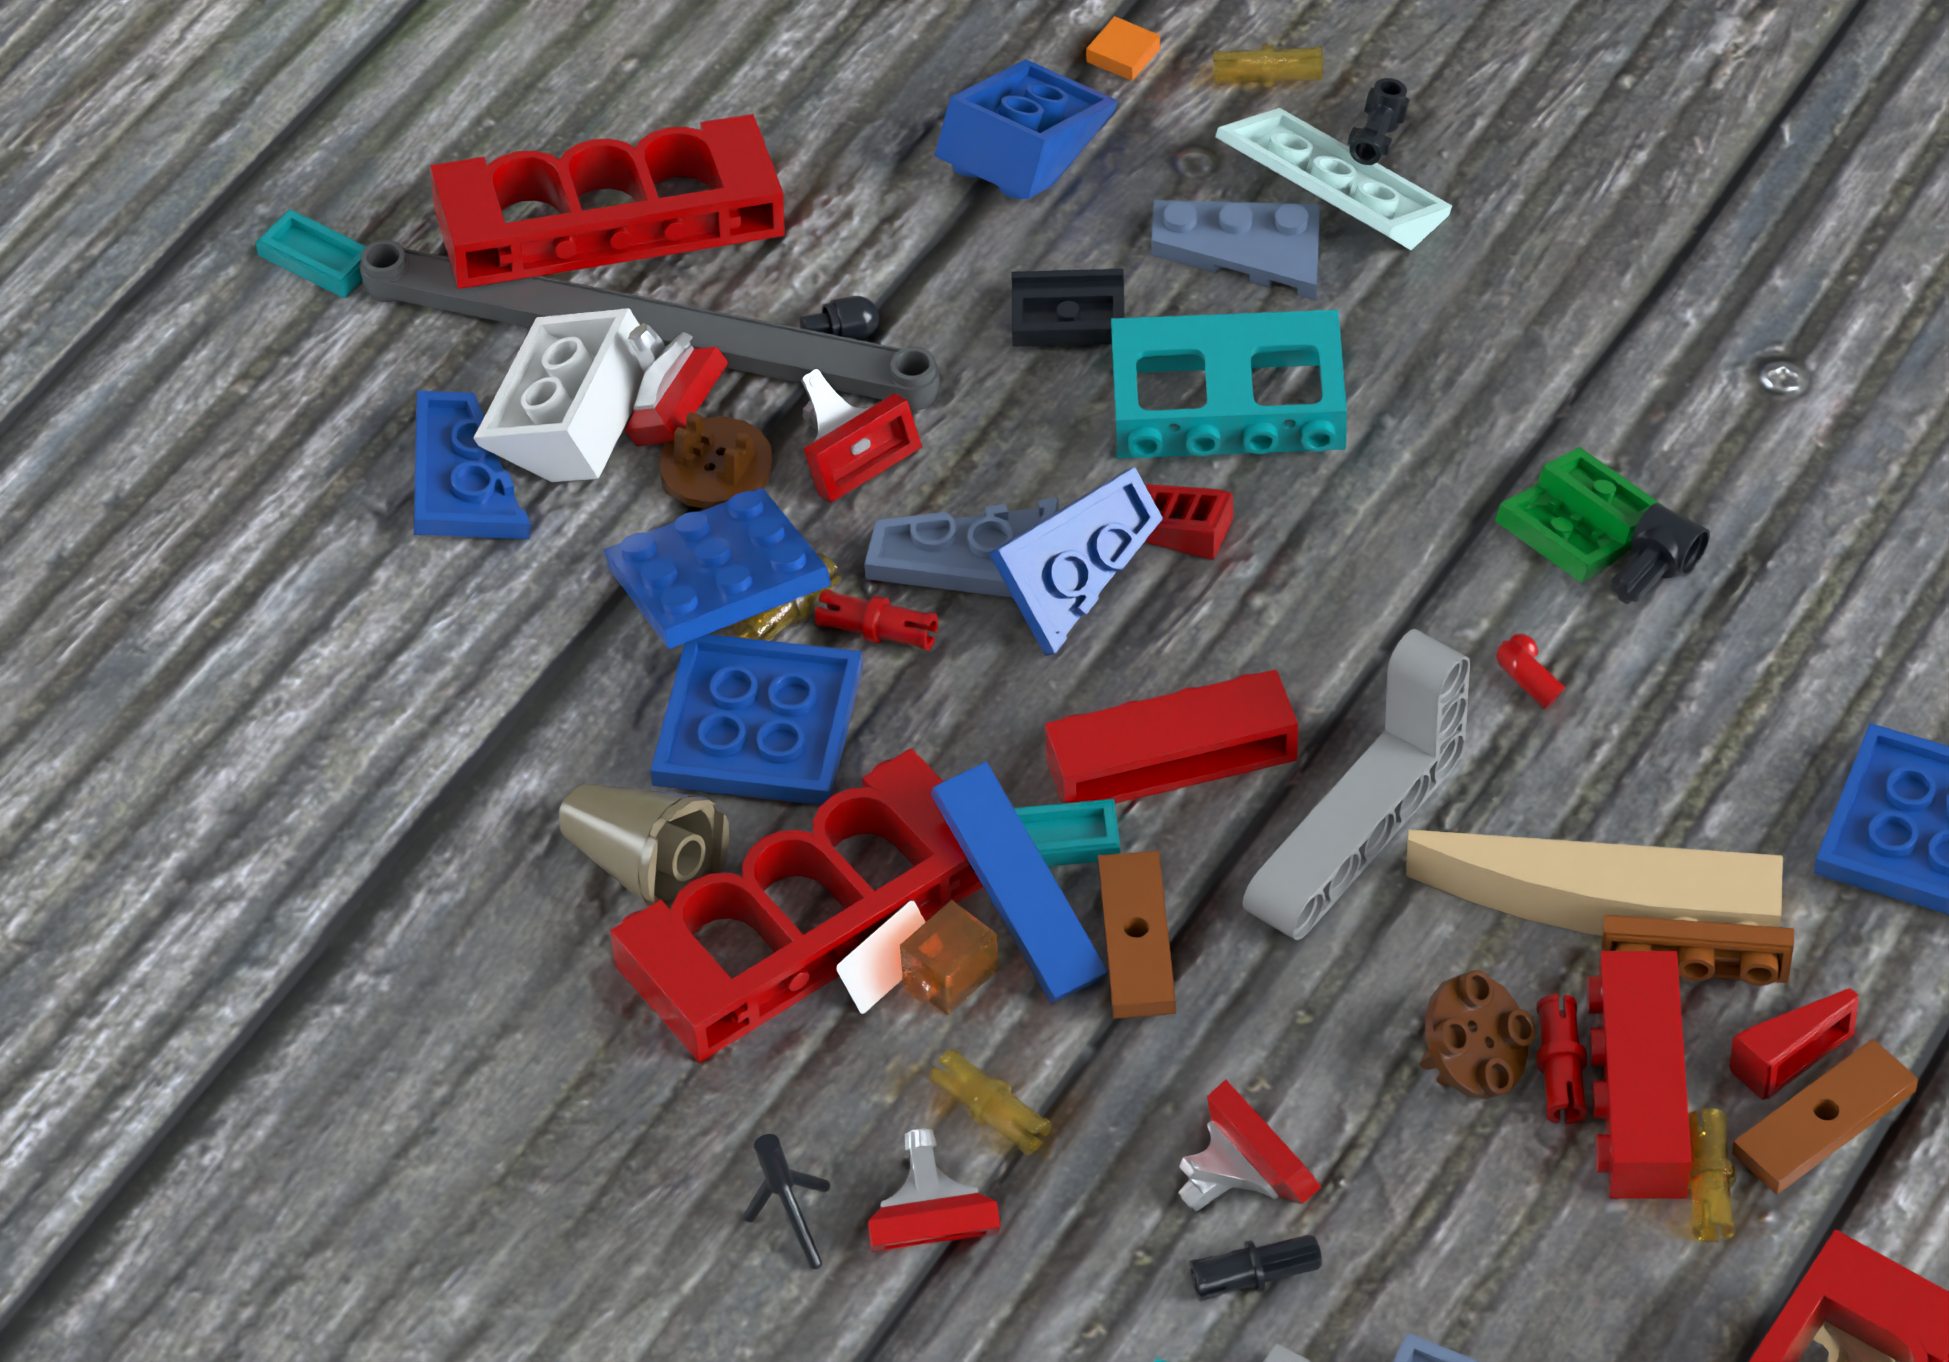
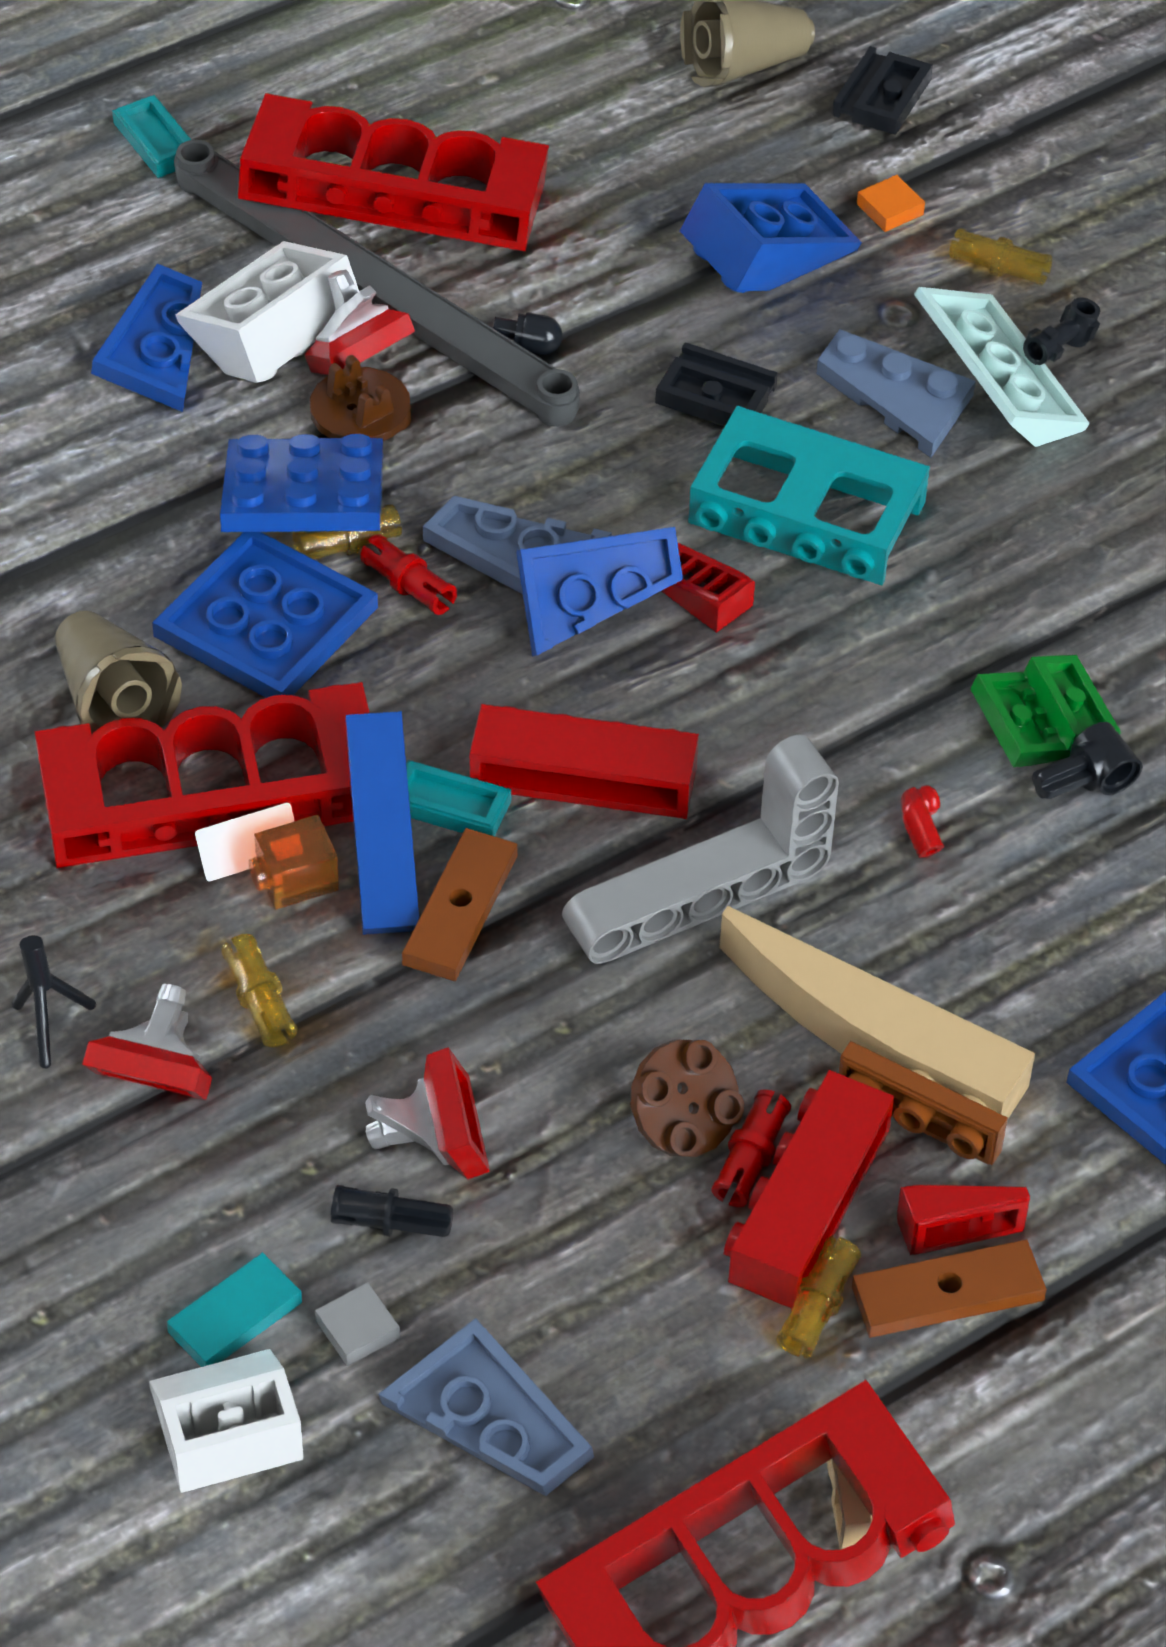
camera: 20 degrees right, 0 degrees up
(854, 441) = (477, 428): red piece -> none

